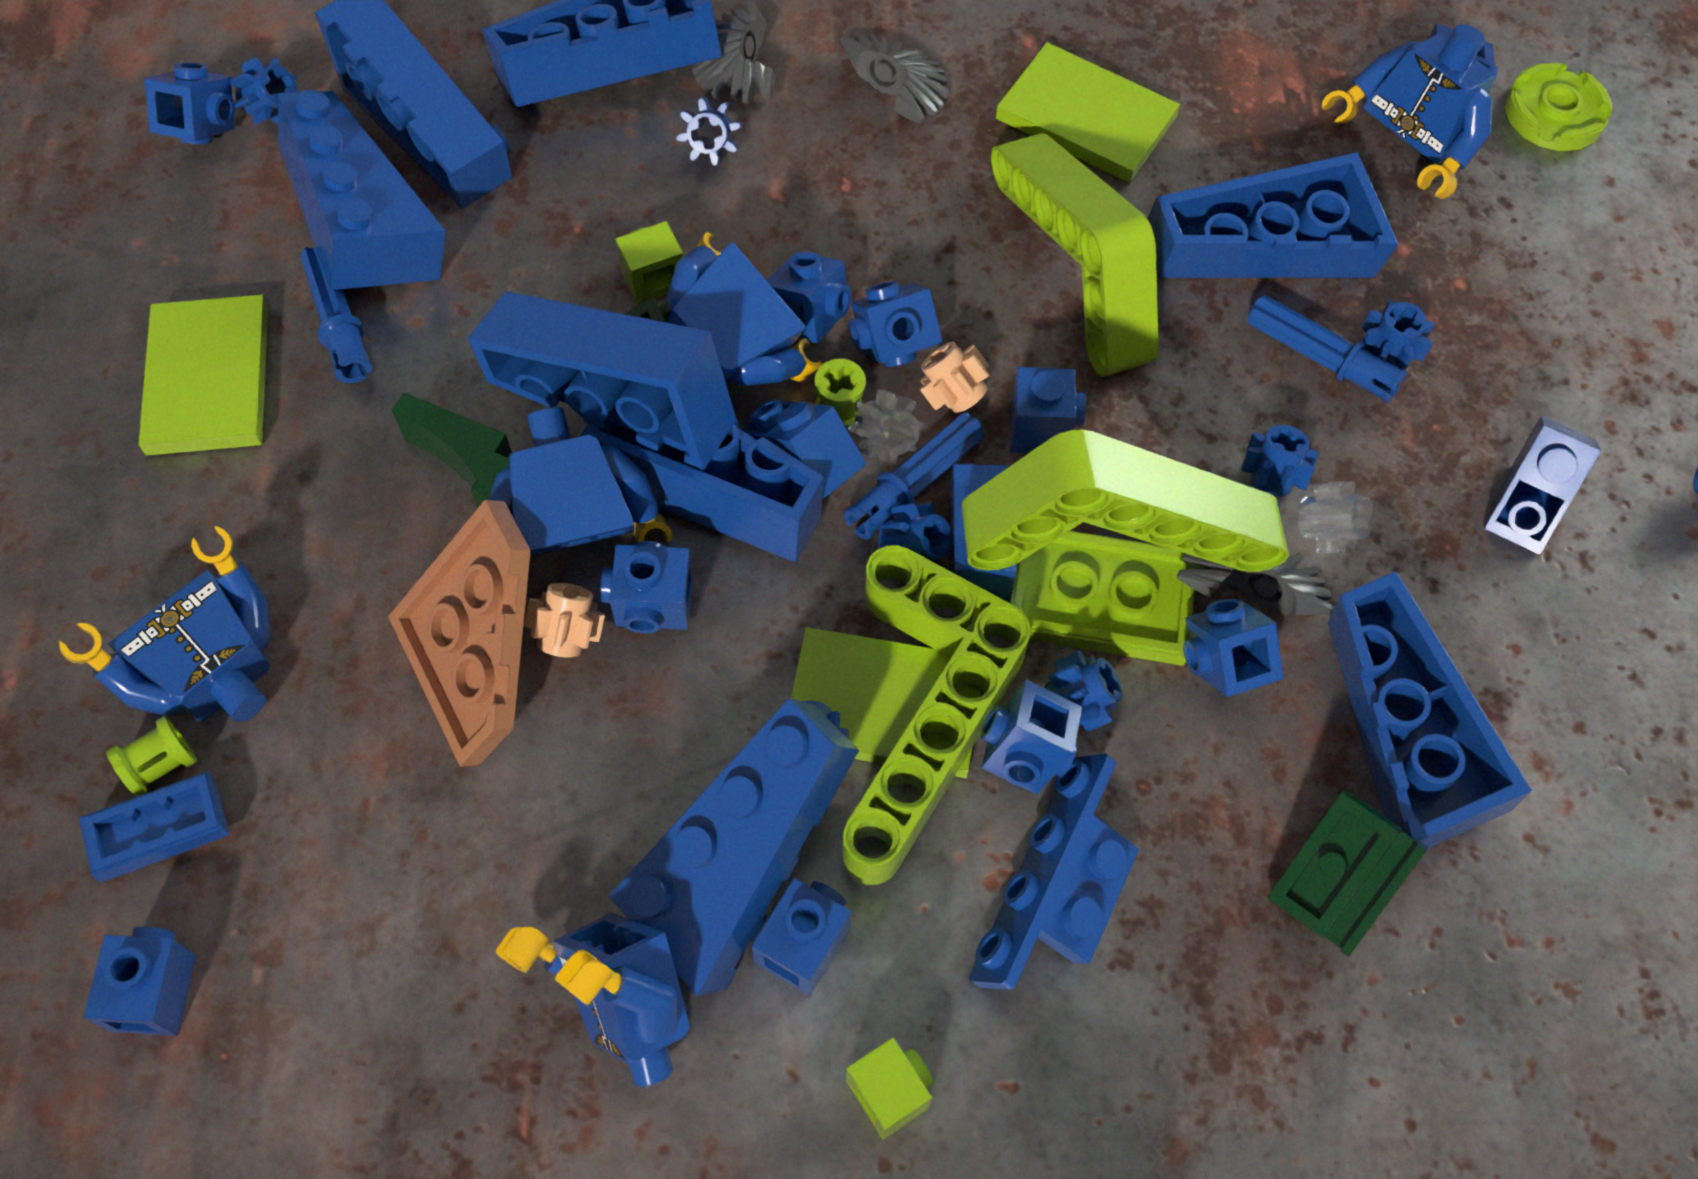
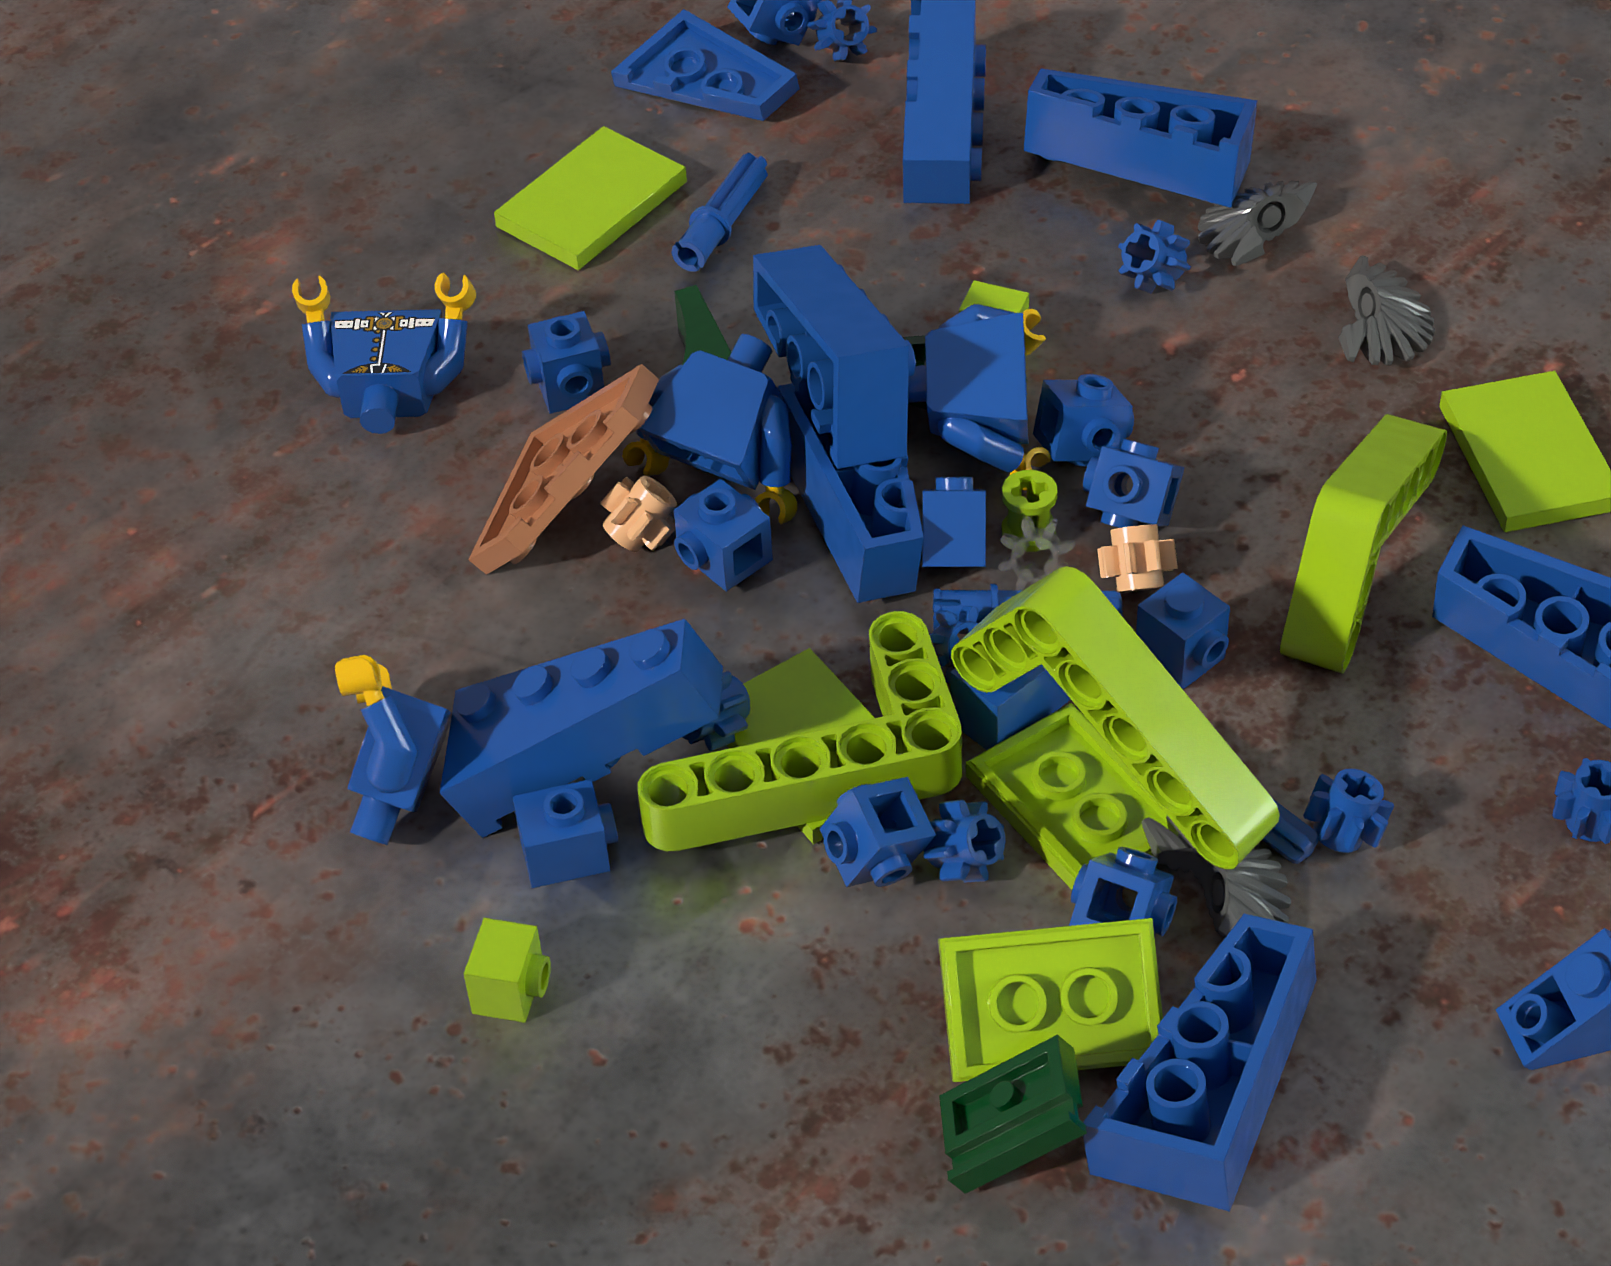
camera: 50 degrees right, 15 degrees down
(140, 983) = (136, 532): blue brick -> none
(151, 756) = (268, 410): lime bush -> none
(153, 826) = (245, 451): blue plate -> none
(184, 197) = (706, 69): none -> blue wing
(353, 198) = (811, 139): blue wedge -> none
(358, 533) = (565, 350): none -> blue brick
(1063, 883) = (797, 960): blue bracket -> none
(1271, 763) = (1074, 981): none -> lime tile
(1327, 348) = (1524, 789): blue axle -> none
(1335, 517) = (1349, 901): clear gear -> none

